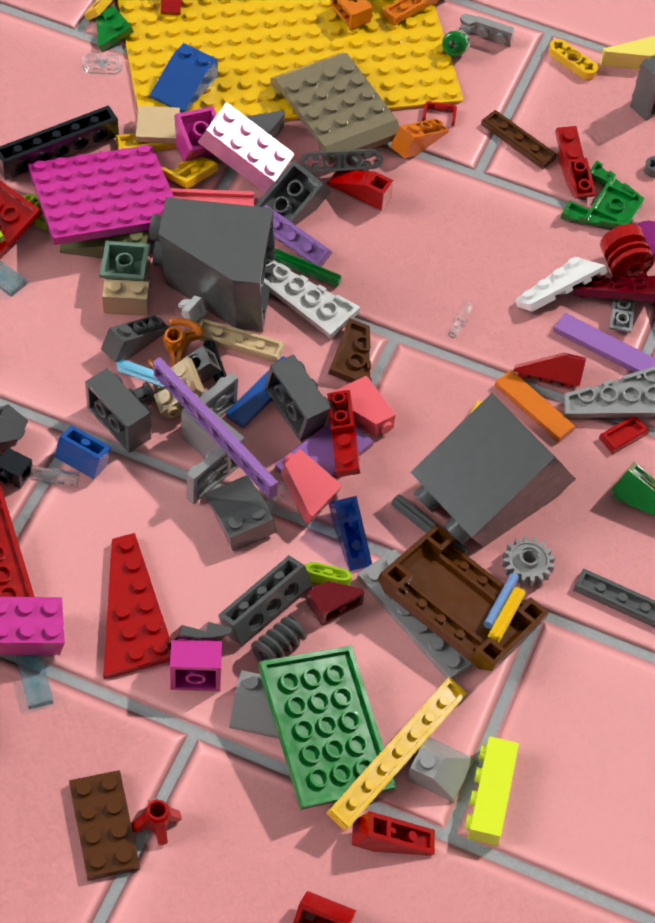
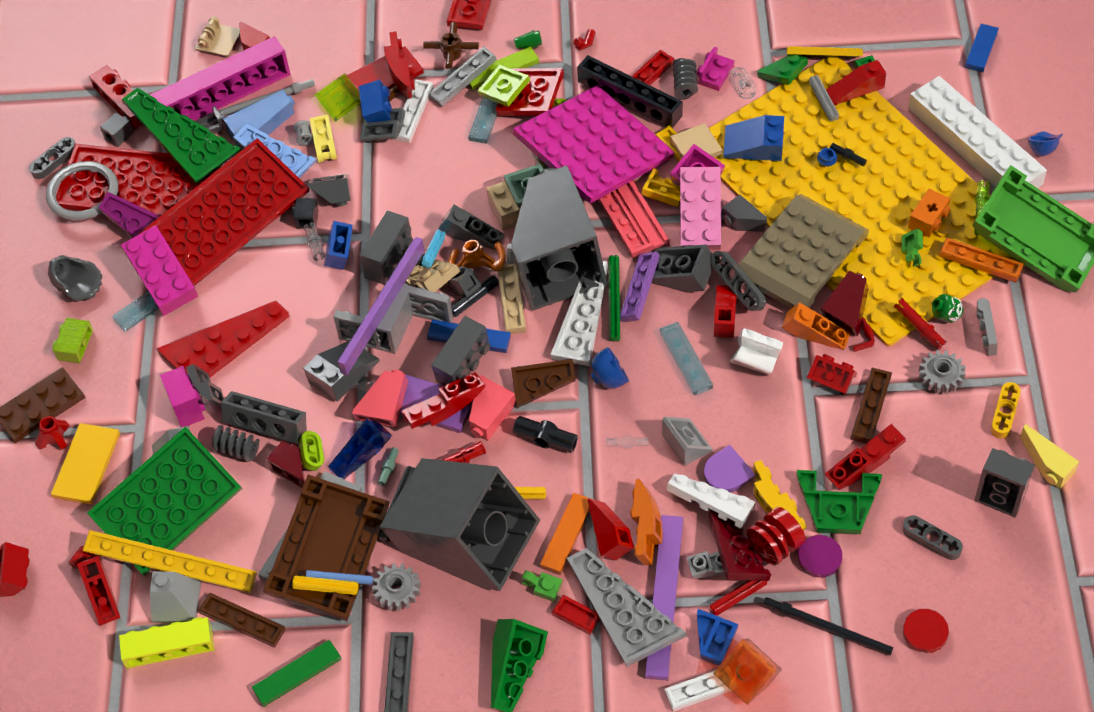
camera: 75 degrees right, 0 degrees up
(32, 115) = (654, 67): none -> red tile
(38, 756) = (72, 340): none -> lime brick
(68, 98) = (684, 78): none -> dark grey piece
(73, 75) = (714, 70): none -> dark pink bracket
(170, 15) = (824, 98): none -> light grey axle
(215, 800) = (85, 463): none -> yellow tile
(240, 42) = (827, 157): none -> blue plate
(247, 28) = (848, 154): none -> black bar
(334, 841) = (79, 556): none -> red arm
(377, 32) = (911, 244): none -> bright green plate
(378, 296) = (608, 370): none -> blue cylinder
(381, 518) = (388, 466): none -> sand green bar
(393, 239) = (686, 358): none -> clear light blue tile
(406, 449) = (467, 454): none -> red pin
(411, 99) = (847, 303): none -> dark red slope
(418, 376) = (545, 434): none -> black piece
(425, 183) = (756, 351): none -> white piece
(468, 67) = (927, 331): none -> red pin
(475, 147) = (831, 374): none -> red bracket
(485, 278) = (684, 439): none -> light grey slope
(493, 714) = (242, 620): none -> reddish brown tile
(515, 78) = (932, 369): none -> light grey gear
(531, 262) = (727, 470): none -> medium lavender tile
(550, 334) = (649, 527): none -> orange slope
(574, 243) = (769, 495): none -> yellow slope
(580, 686) = (296, 673): none -> green tile
(581, 444) = (545, 585): none -> bright green plate

